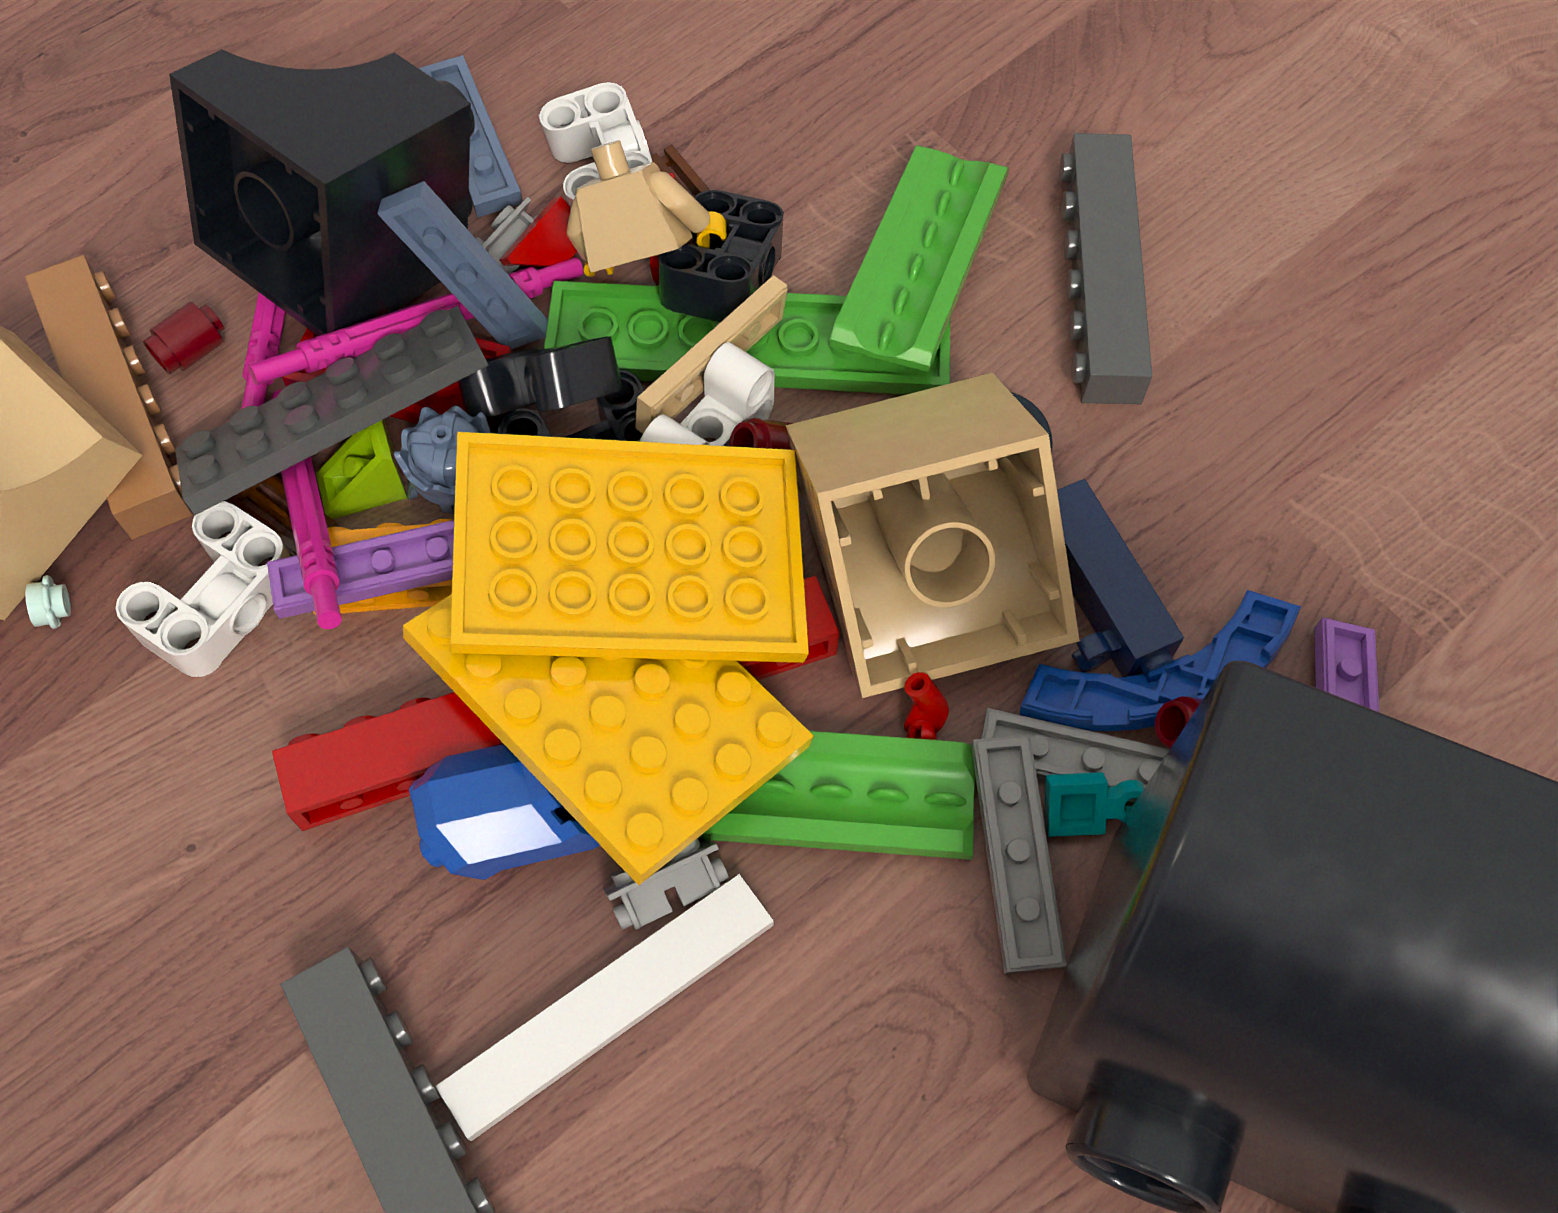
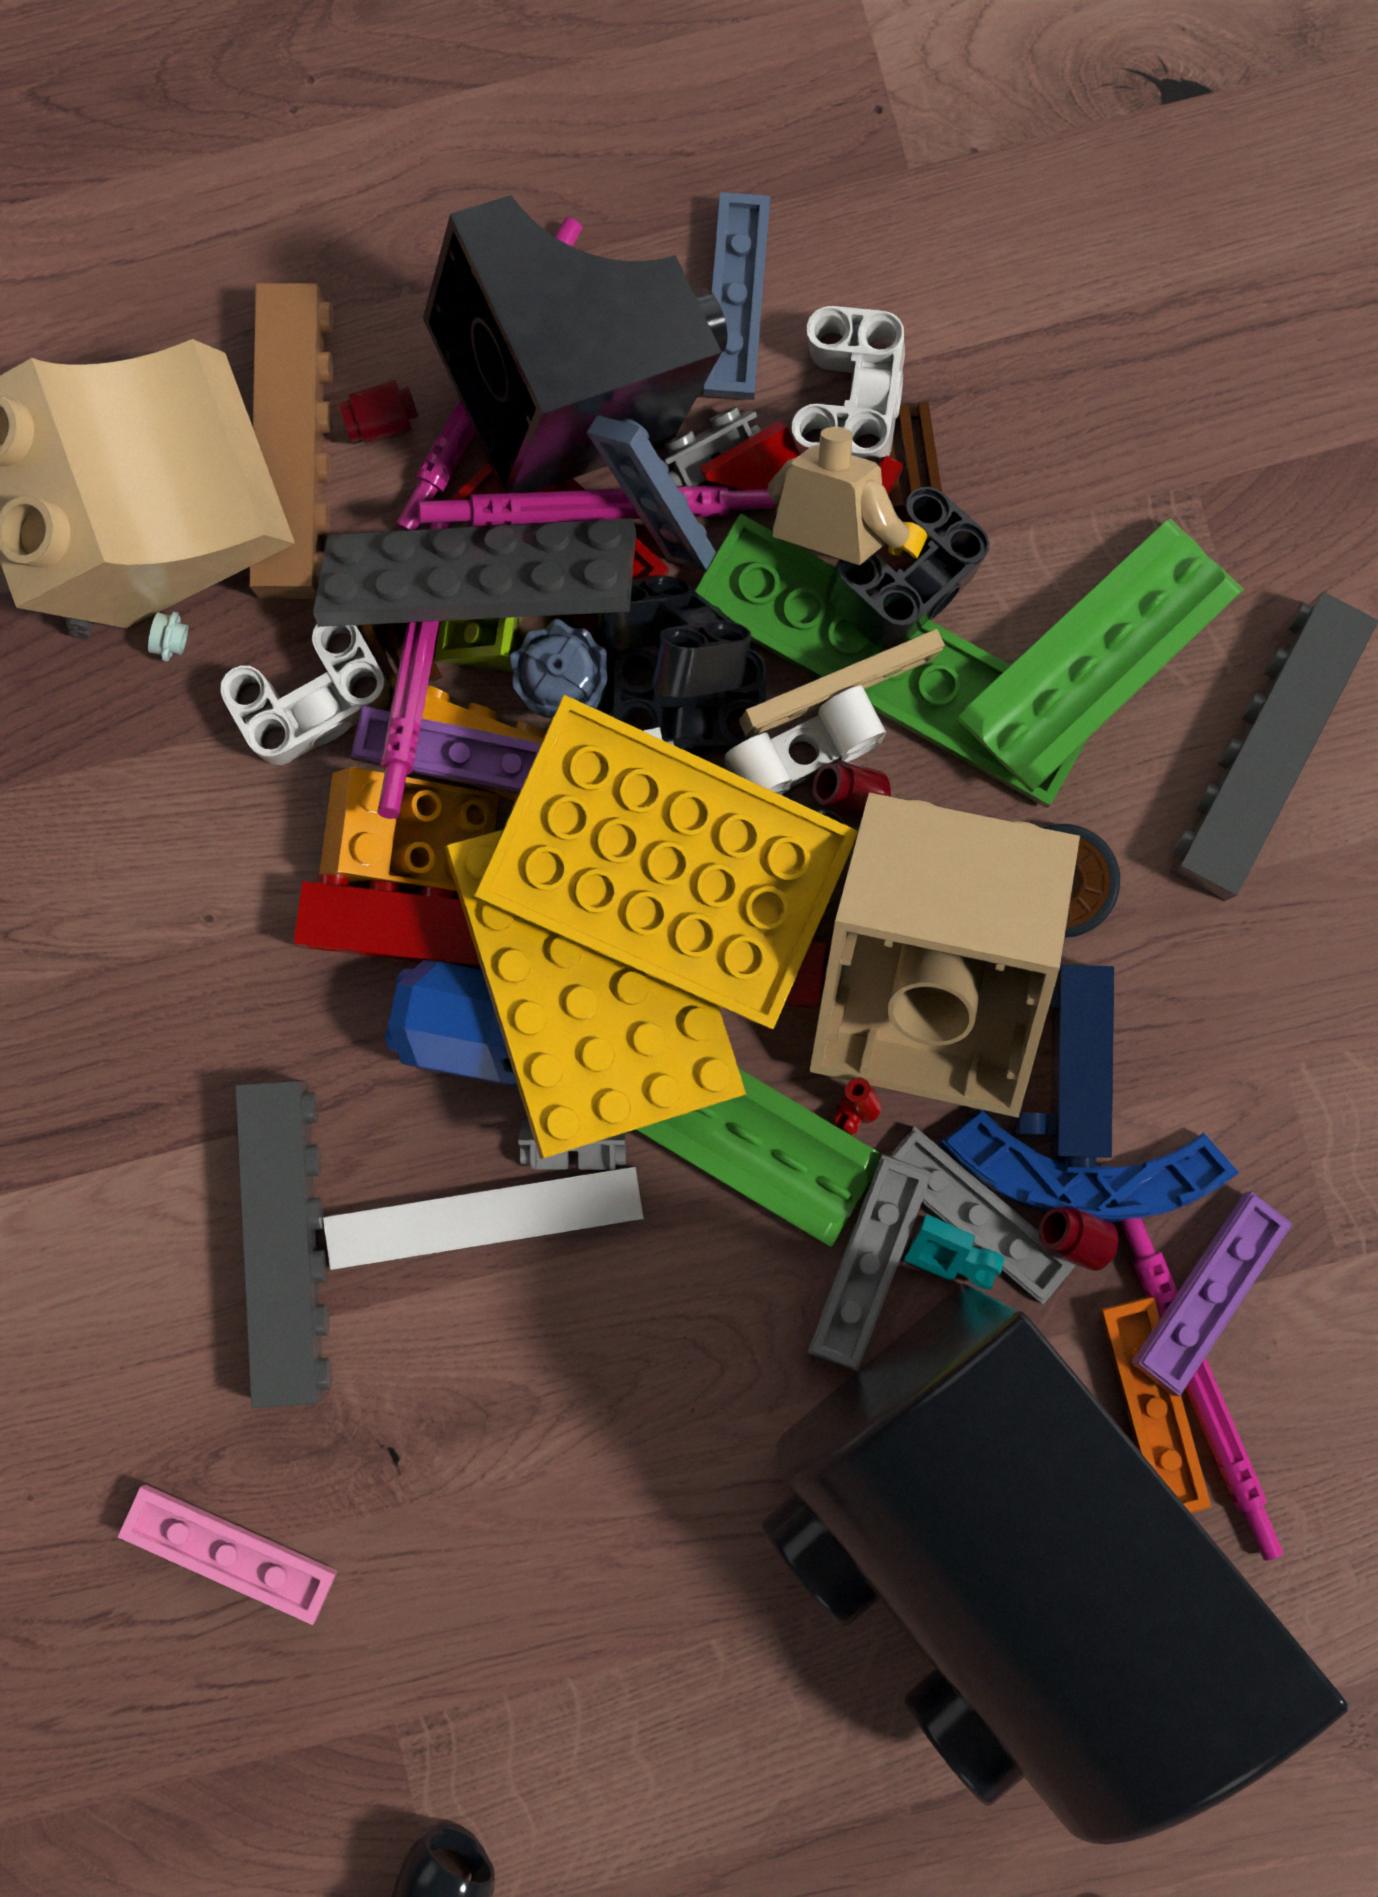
camera: 30 degrees right, 20 degrees up
(347, 670) = (405, 848): none -> light orange slope

